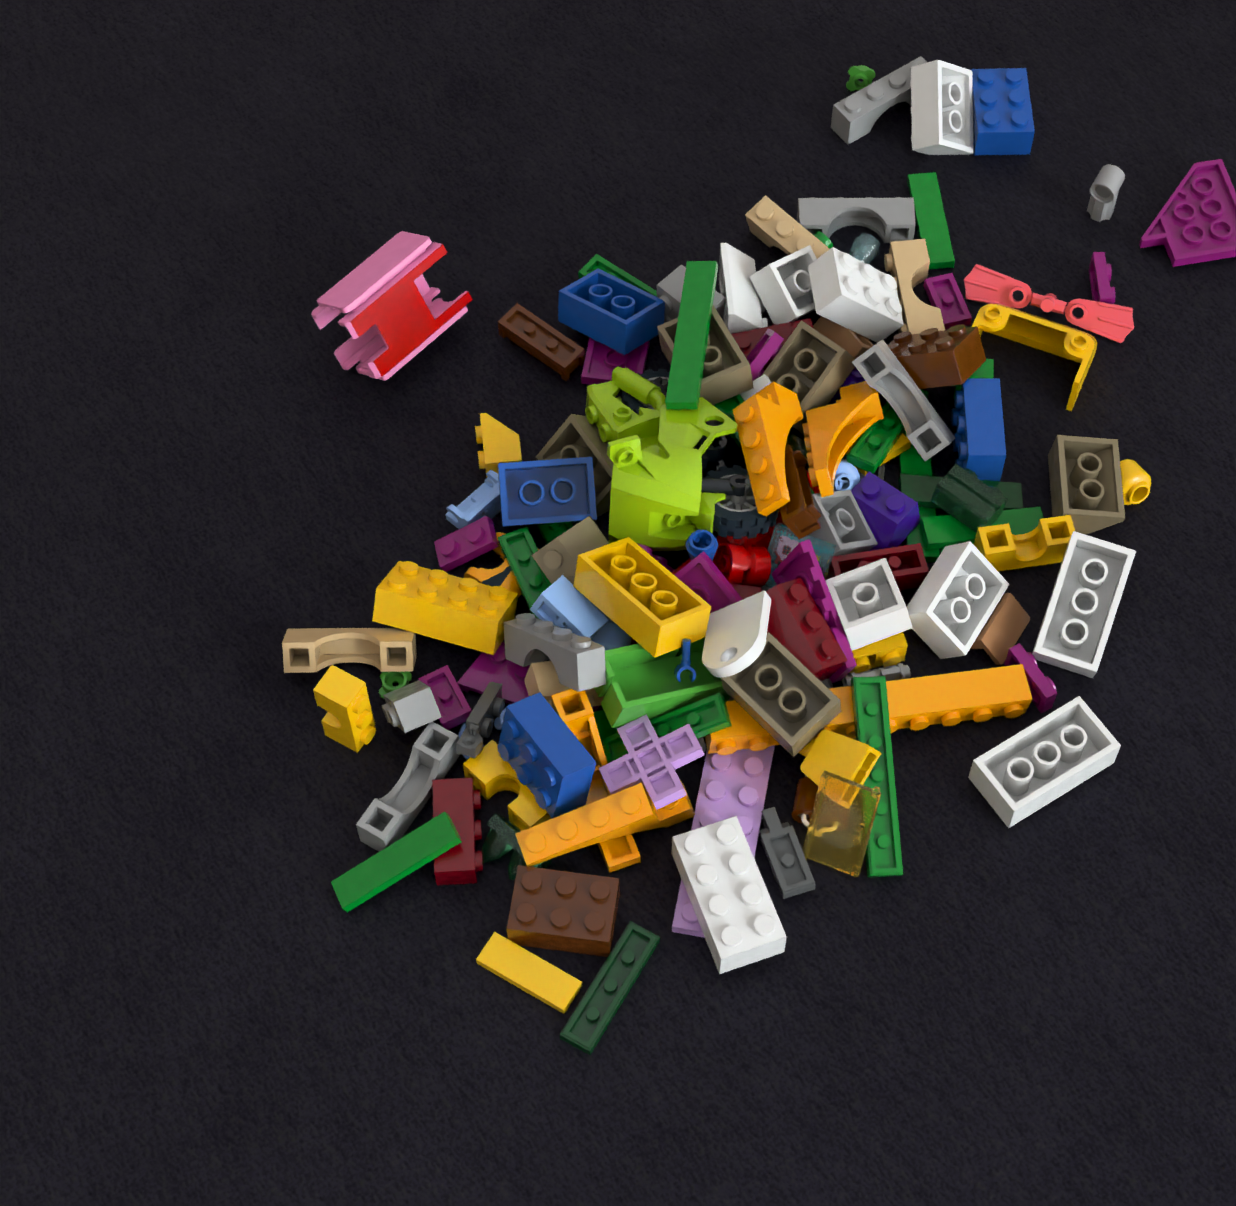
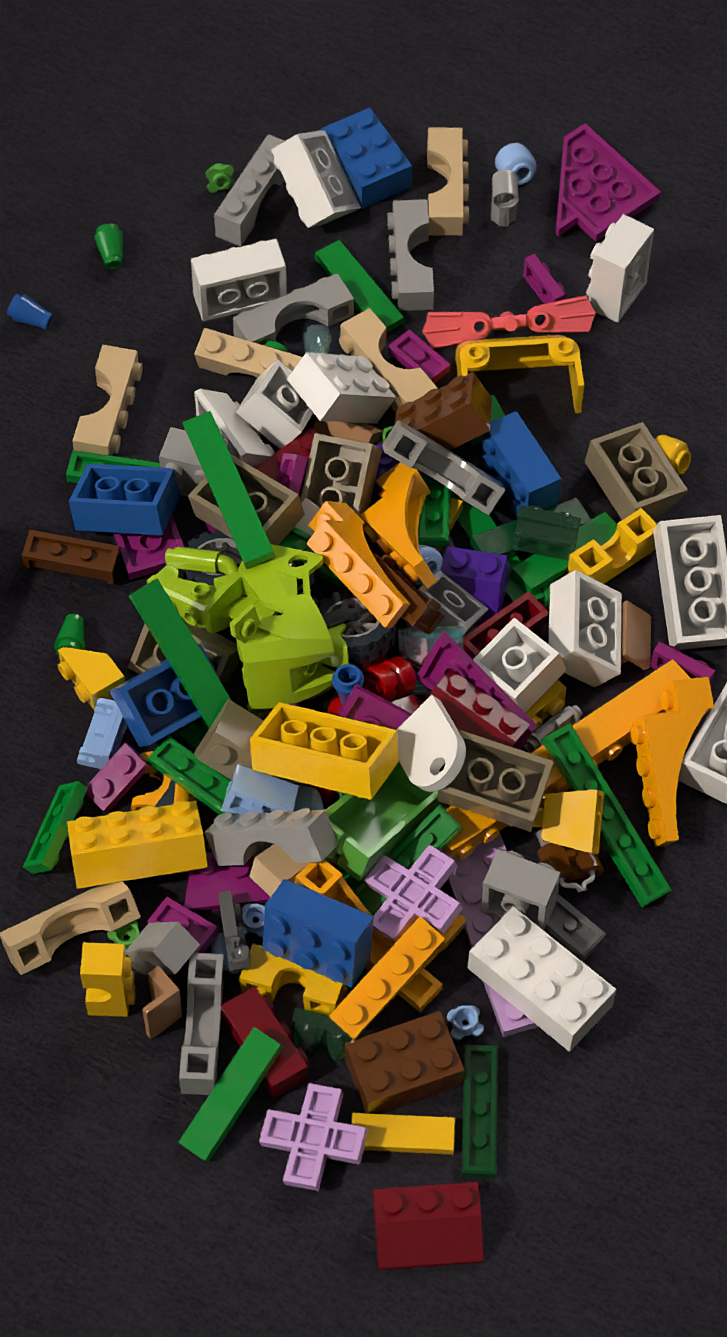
camera: 30 degrees left, 0 degrees up
(381, 759) = (165, 1003): none -> medium nougat panel
(410, 548) = (54, 828): none -> green plate
(446, 935) = (313, 1137): none -> lavender plate
(499, 1066) = (428, 1226): none -> dark red slope
(503, 406) = (71, 633): none -> green cone
(569, 452) = (180, 650): none -> green tile
(628, 124) = (27, 311): none -> blue cone
(630, 248) = (116, 374): none -> tan arch
(643, 892) = (461, 1014): none -> light blue plate
(685, 661) = (395, 793): blue hand -> none
(732, 97) = (110, 242): none -> green cone
(756, 803) = (520, 884): none -> light grey brick
(821, 166) = (238, 279): none -> white brick
(835, 822) = (599, 879): clear yellow door -> none
(963, 736) = (661, 748): none -> light orange arch
(1004, 187) = (413, 281): none -> light grey arch
(1050, 181) = (446, 205): none -> tan arch
(1137, 167) = (517, 159): none -> light blue head
(1175, 294) = (619, 267): none -> white brick

